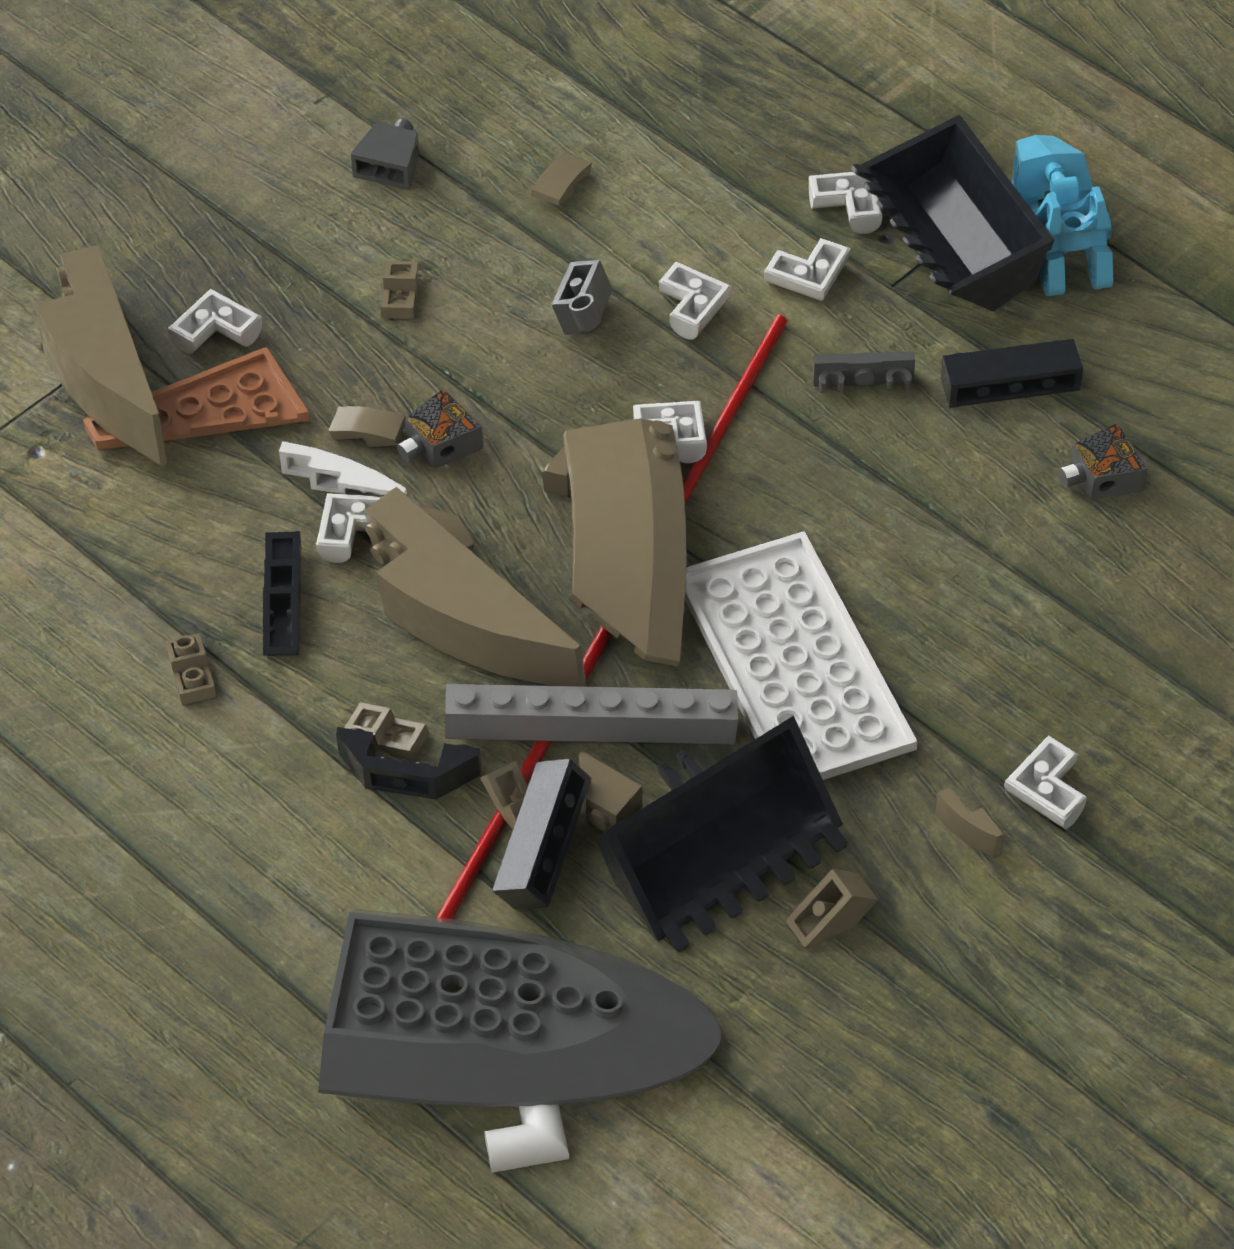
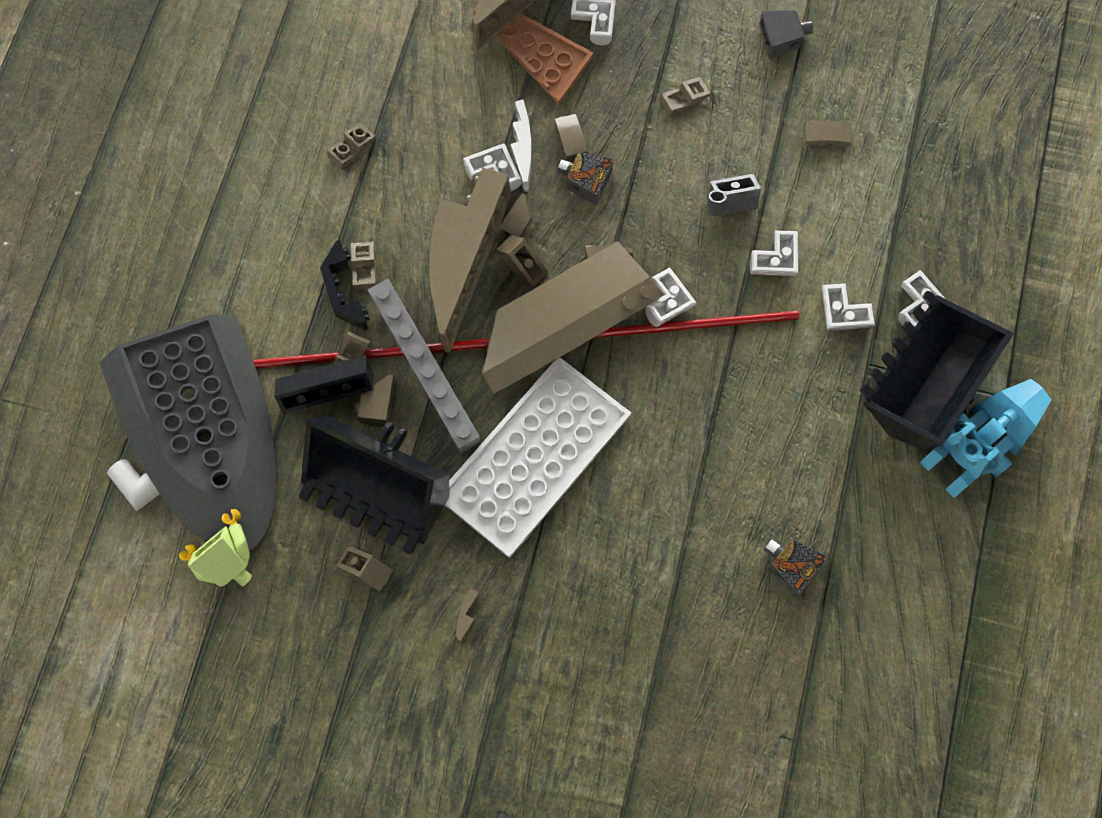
camera: 60 degrees right, 20 degrees up
(282, 593) = (425, 162): black slope -> none
(510, 549) = (522, 260): none -> dark tan slope
(717, 1057) = (222, 556): none -> yellowish green torso
(863, 369) = (781, 383): dark grey plate -> none
(1011, 373) = (836, 471): black brick -> none
(1040, 786) = (518, 641): white brick -> none

